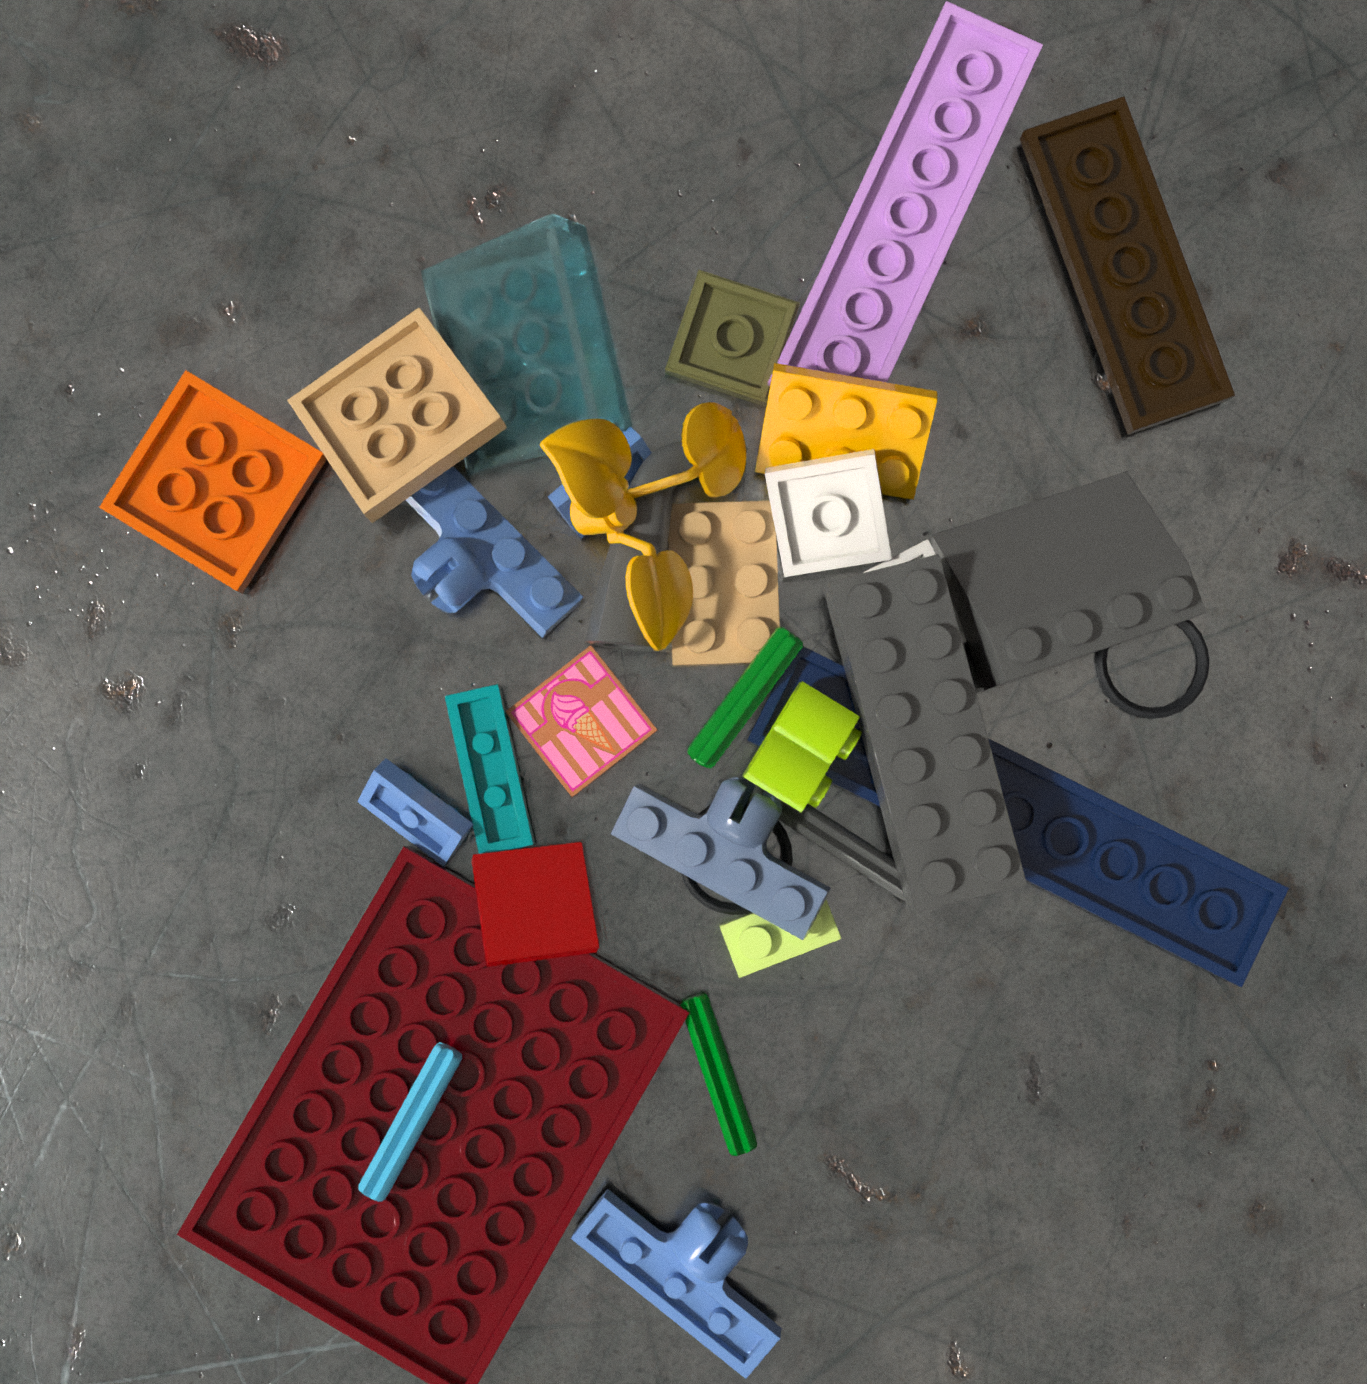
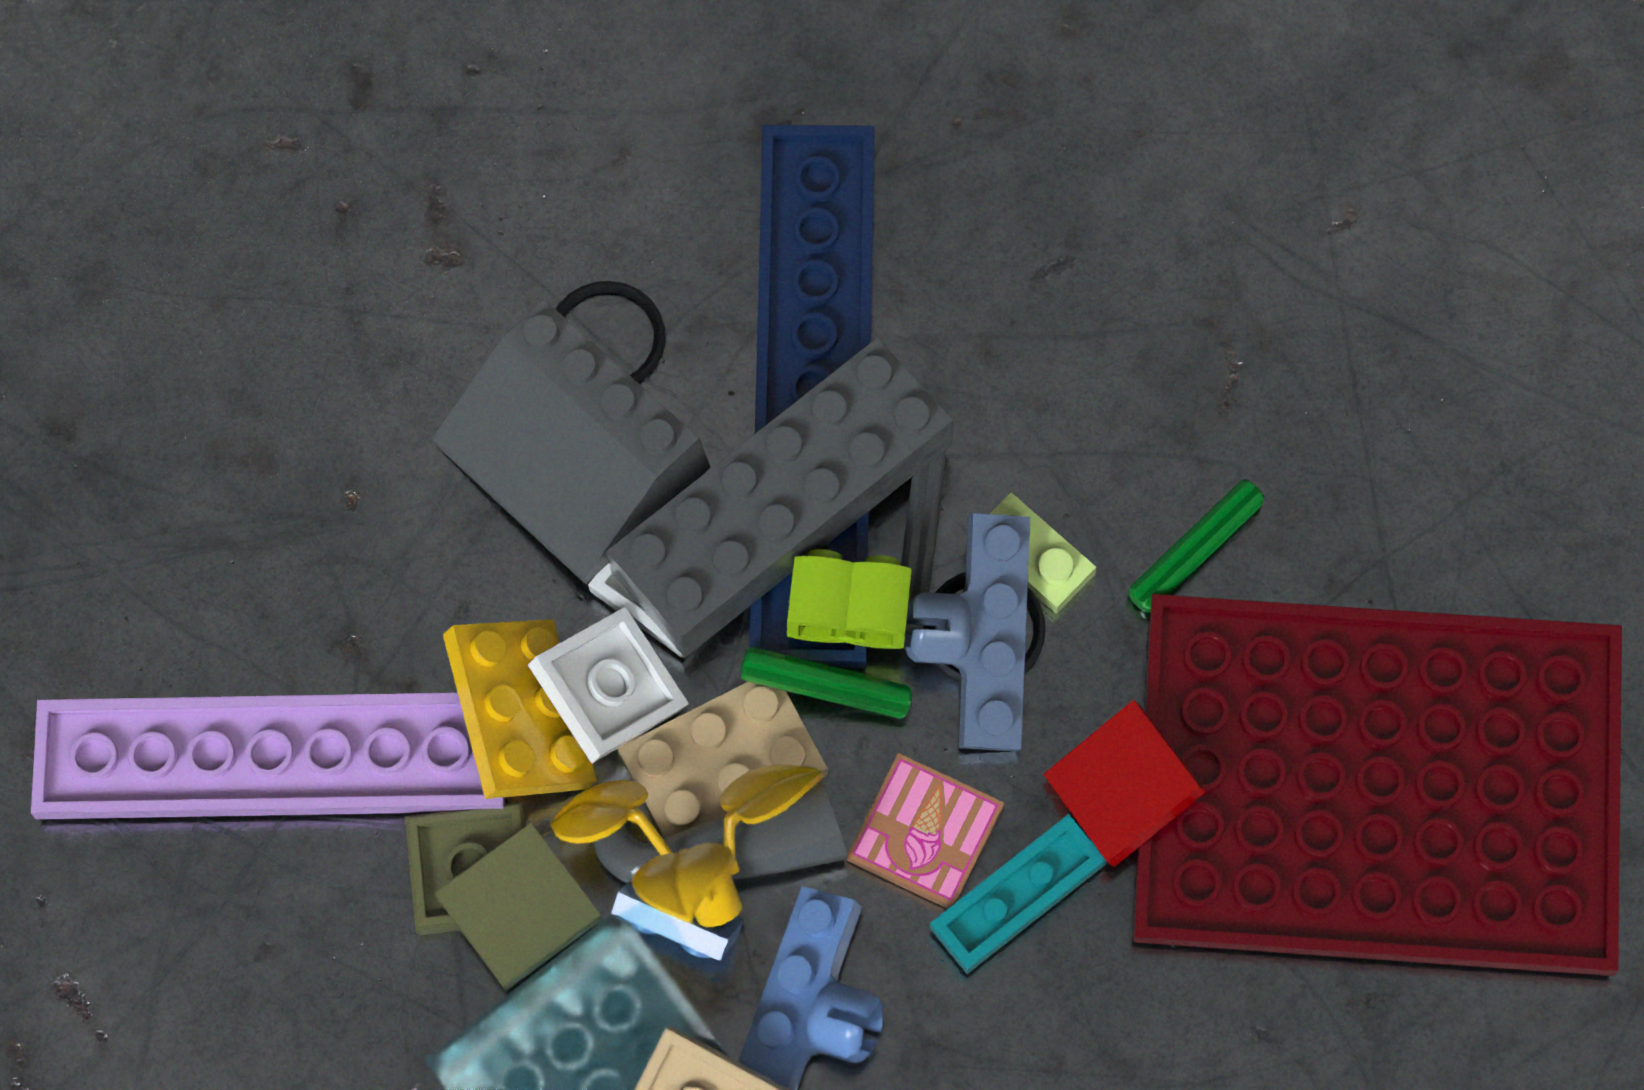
camera: 110 degrees left, 15 degrees down
(410, 1122) = (1389, 796): medium azure axle -> none
(414, 812) = (1096, 944): medium blue plate -> none
(675, 355) = (518, 906): none -> olive tile
(684, 1275) = (1395, 489): medium blue plate -> none
(1126, 265) = (226, 527): dark brown plate -> none

